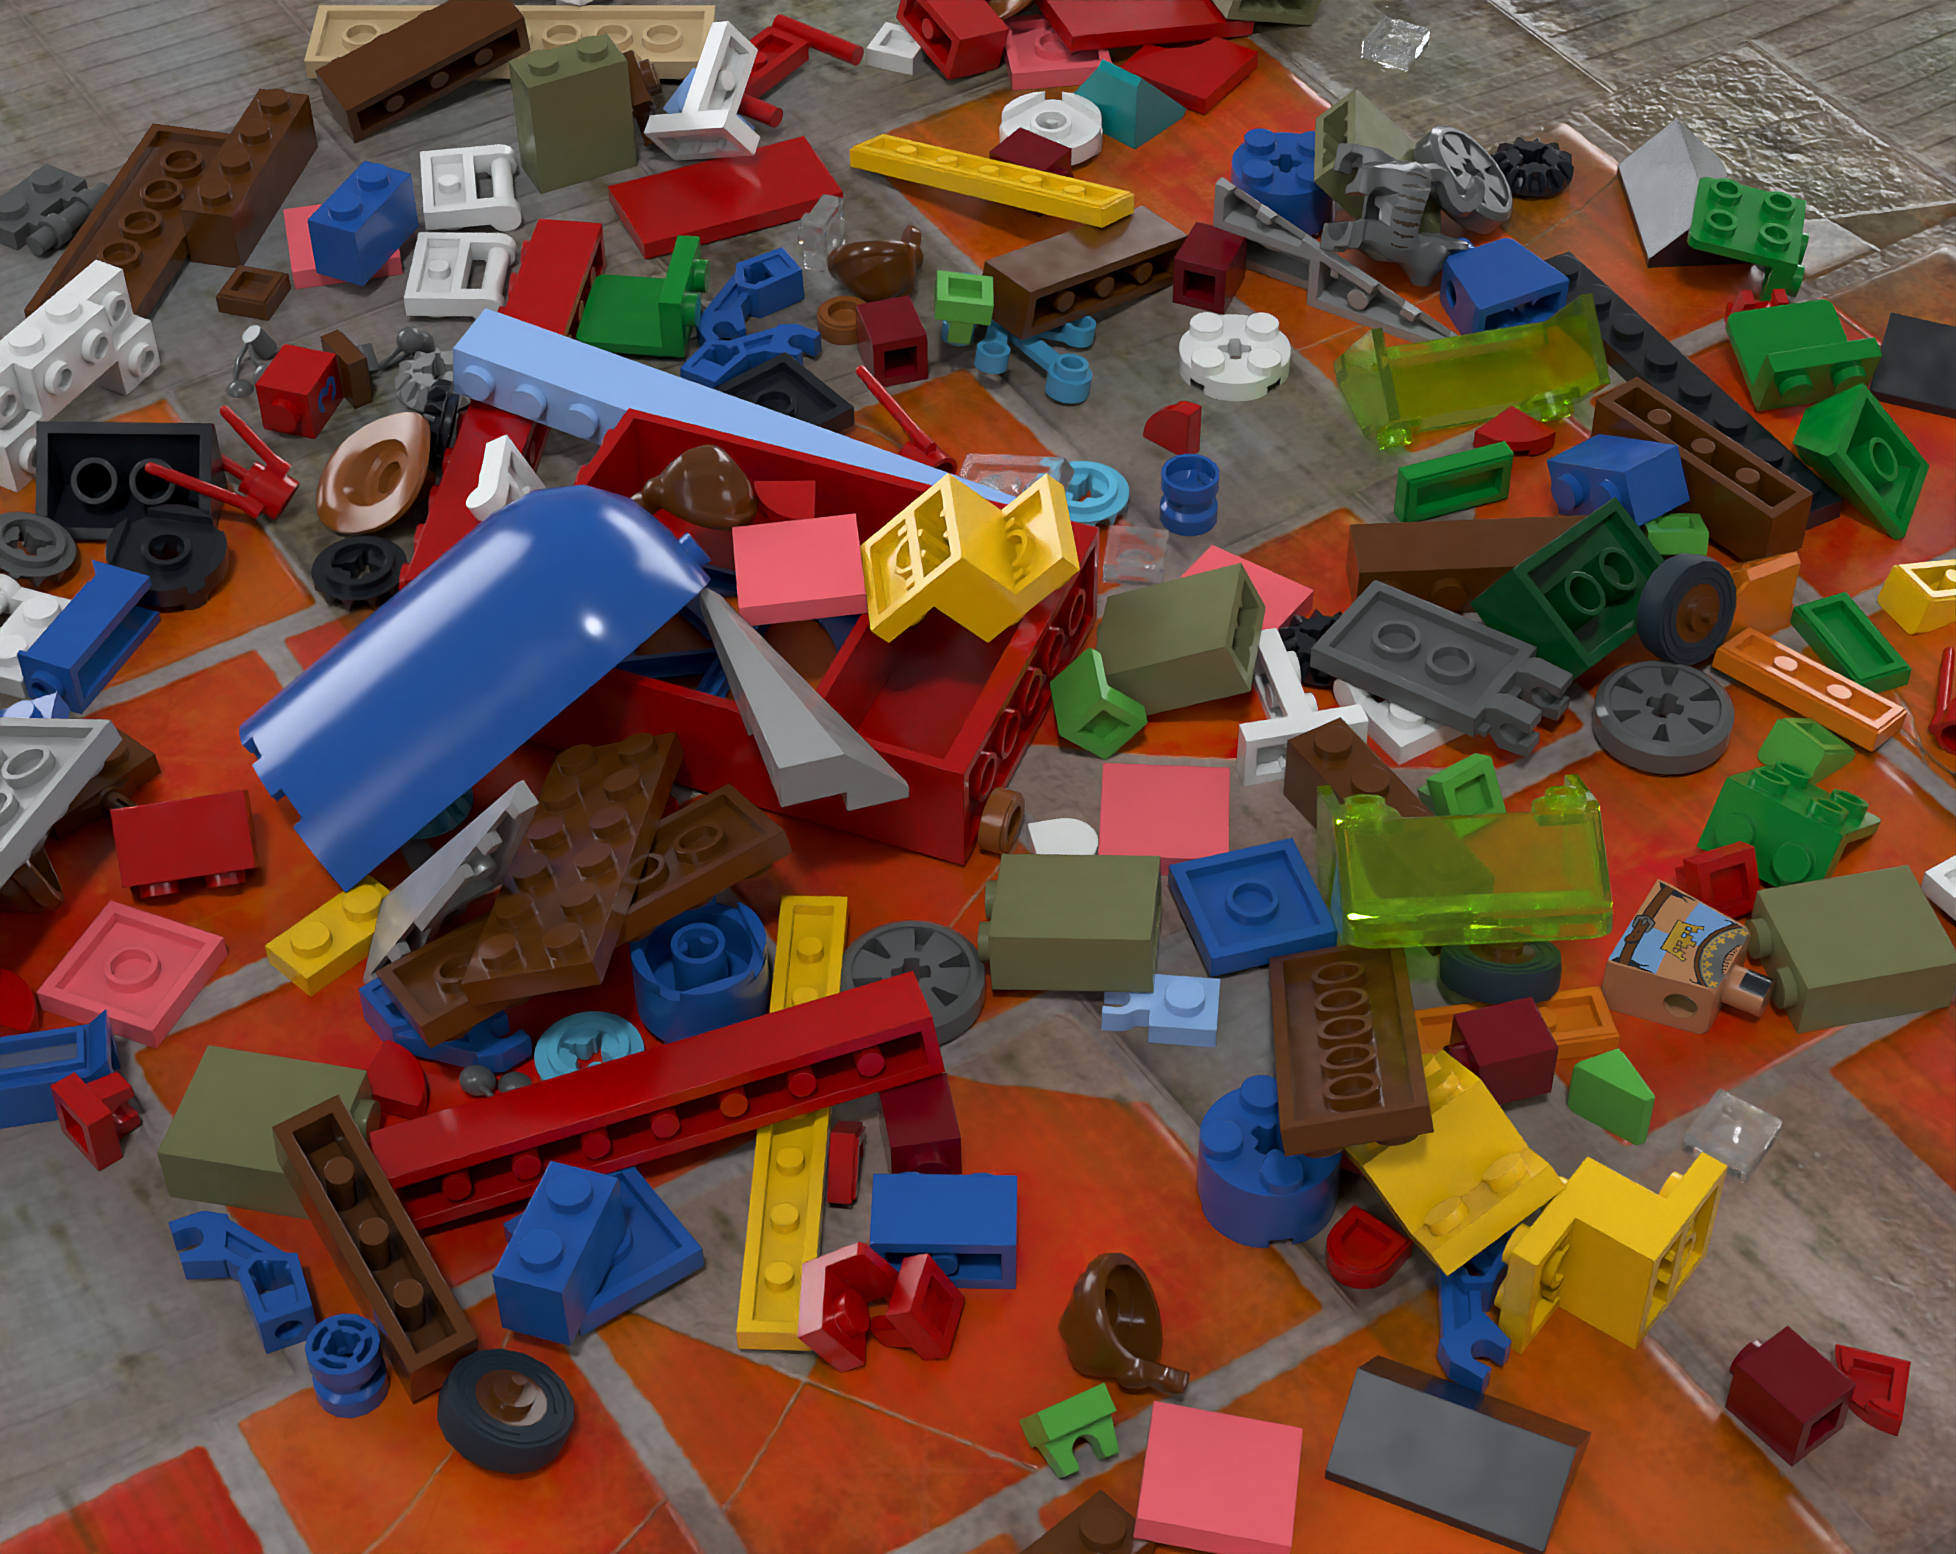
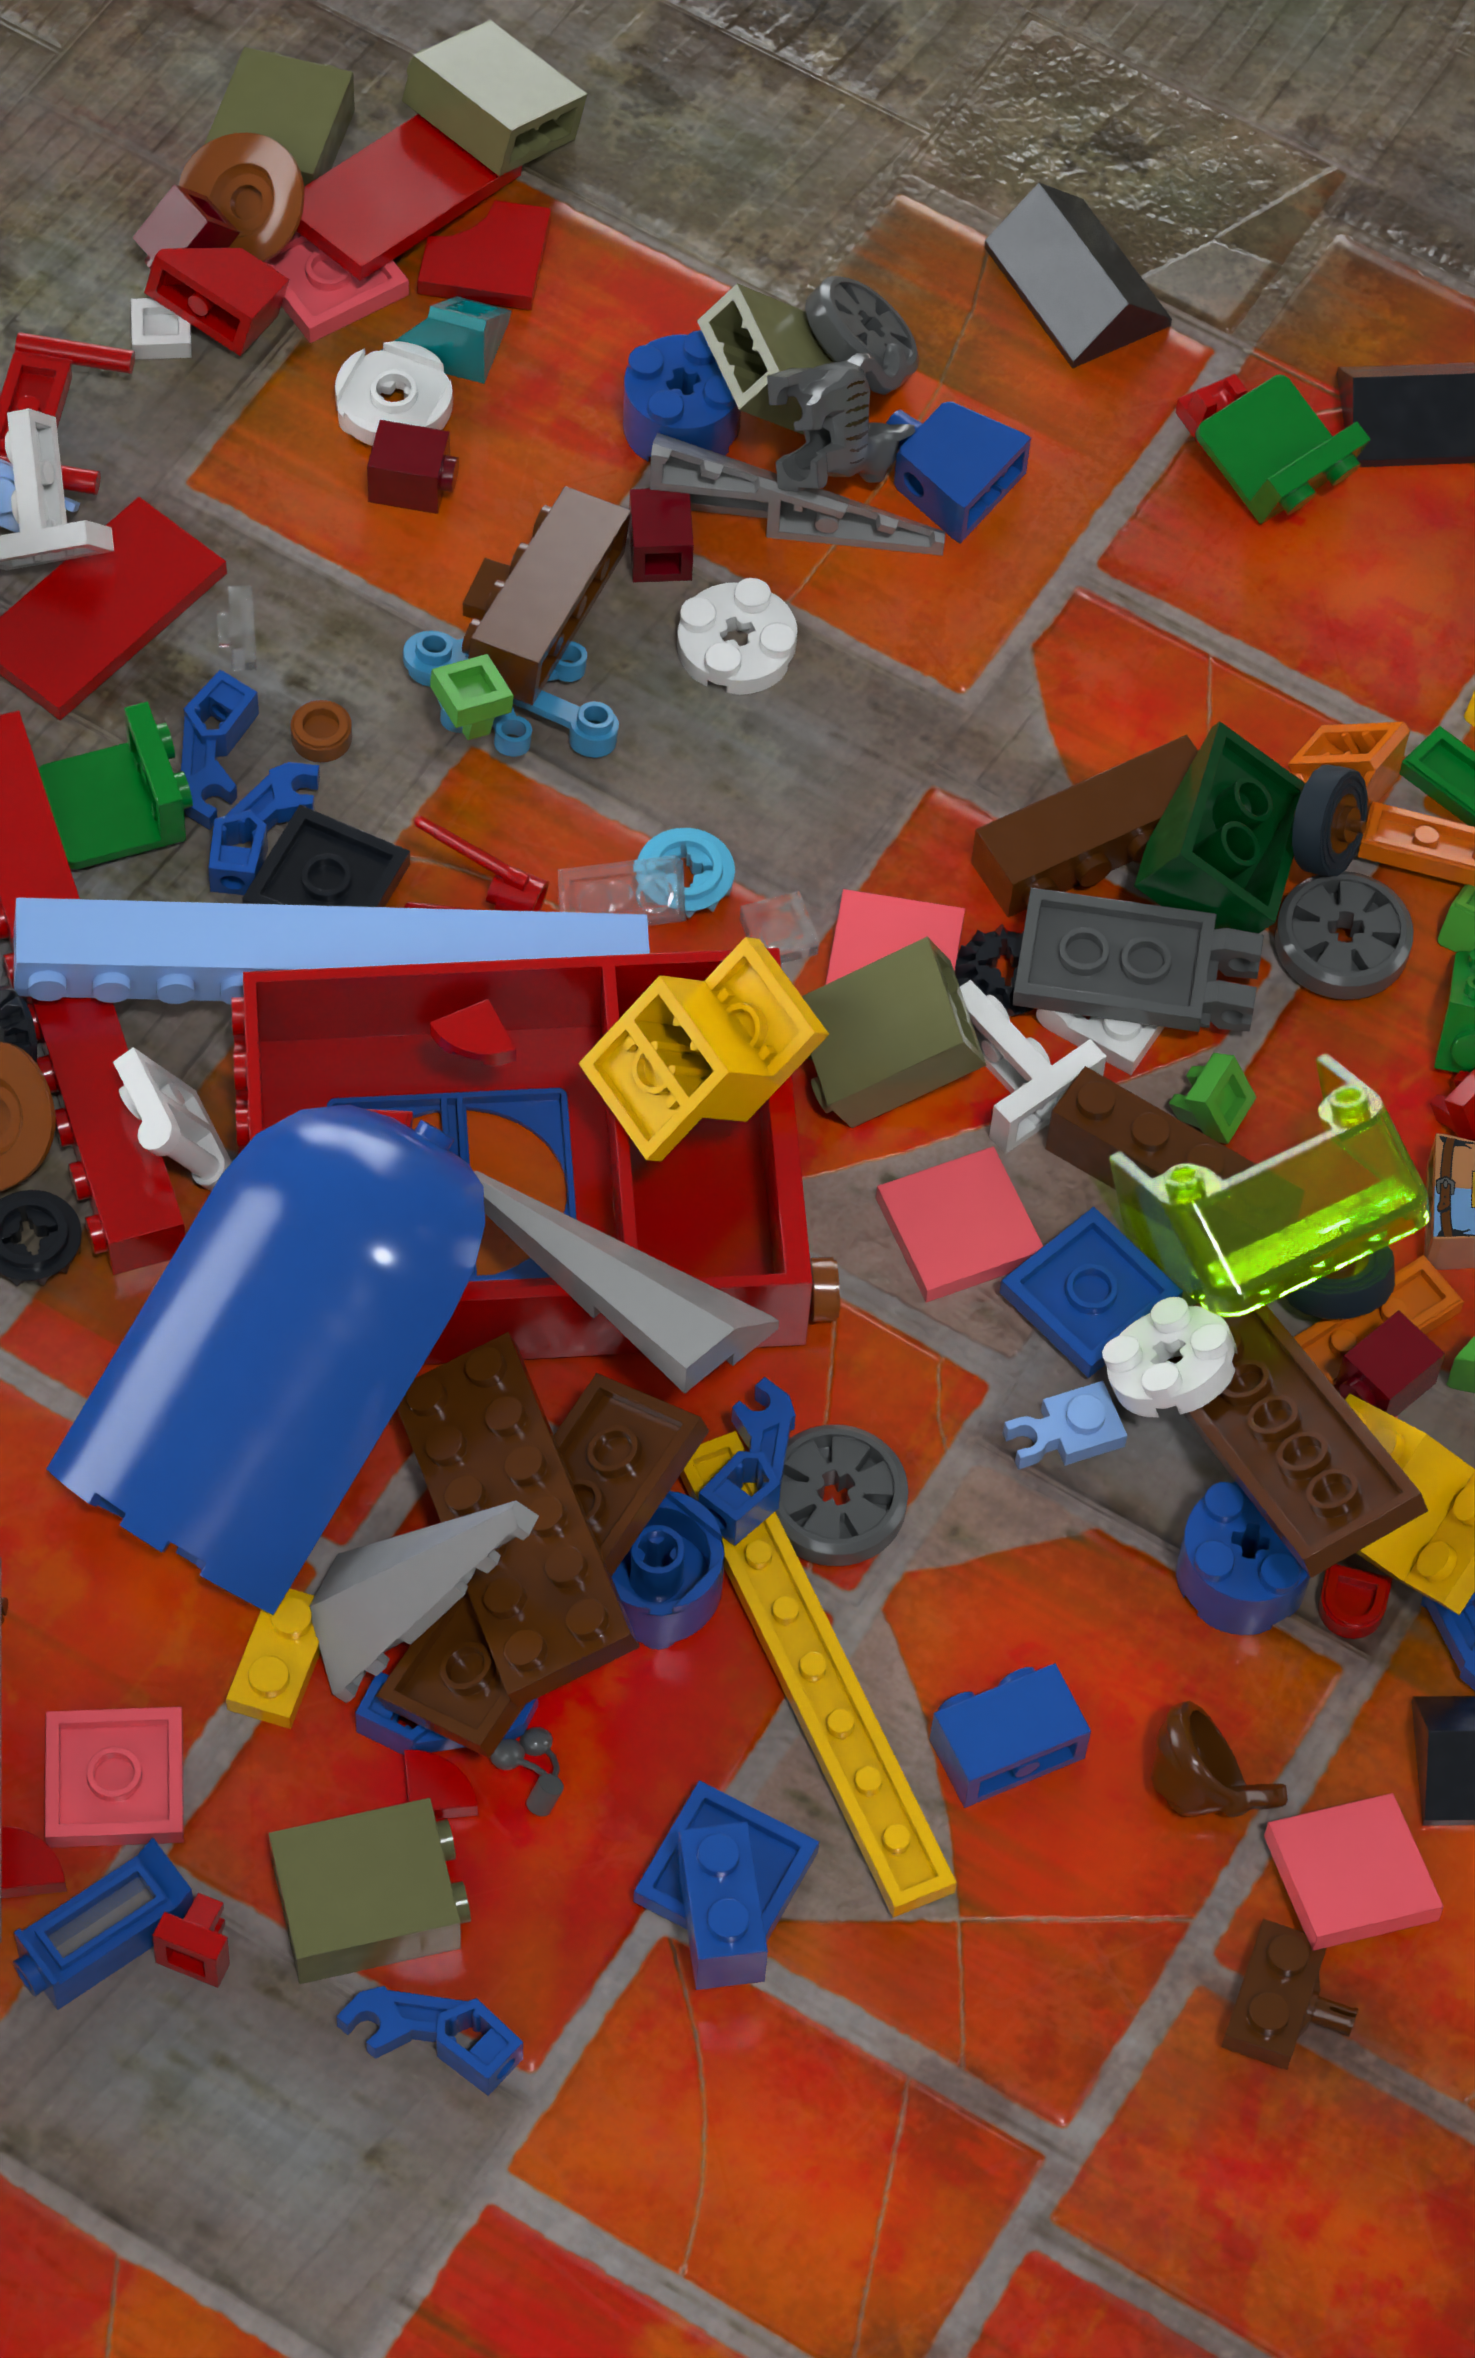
camera: 30 degrees left, 15 degrees up
(185, 840) = (87, 1622): red brick -> none
(347, 1365) = (579, 2096): blue wheel -> none
(374, 1245) = (563, 1970): reddish brown brick -> none
(505, 1411) = (746, 2064): black wheel -> none
(581, 1037) = (619, 1708): medium azure gear -> none
(661, 1100) = (707, 1722): red brick -> none
(702, 489) = (390, 1059): reddish brown hat -> none
(799, 570) = (532, 1110): coral tile -> none
(824, 931) = (767, 1438): none -> blue piece
(836, 1302) = (962, 1849): red bracket -> none
(845, 1150) = (884, 1697): red tile -> none
(878, 267) = (335, 662): reddish brown hat -> none
(892, 341) = (396, 749): dark red brick -> none
(920, 1127) = (935, 1648): dark red brick -> none
(920, 1310) = (1034, 1818): red tile -> none
(993, 180) = (384, 501): yellow tile -> none
(1059, 1425) = (1206, 1867): bright green tile -> none
(1063, 837) = (887, 1293): white tile -> none
(1073, 923) = (955, 1378): olive brick -> none
(1092, 711) = (841, 1135): bright green panel -> none
(1176, 428) = (732, 756): red tile -> none
(1187, 504) = (793, 837): blue wheel -> none
(1285, 967) = (1171, 1330): none -> white plate
(1395, 43) = (686, 147): clear plate -> none
(1453, 482) = (1032, 730): green tile -> none
(1473, 375) = (989, 585): clear neon green windscreen -> none
(1517, 430) = (1053, 640): red tile -> none
(1543, 169) = (920, 289): black gear -> none
(1639, 473) = (1191, 678): blue brick -> none
(1642, 352) = (1191, 531): black plate -> none
(1677, 534) = (1268, 722): bright green tile -> none
(1736, 493) = (1257, 639): reddish brown brick -> none
(1752, 228) = (1174, 310): green bracket -> none
(1863, 457) = (1390, 559): green slope -> none

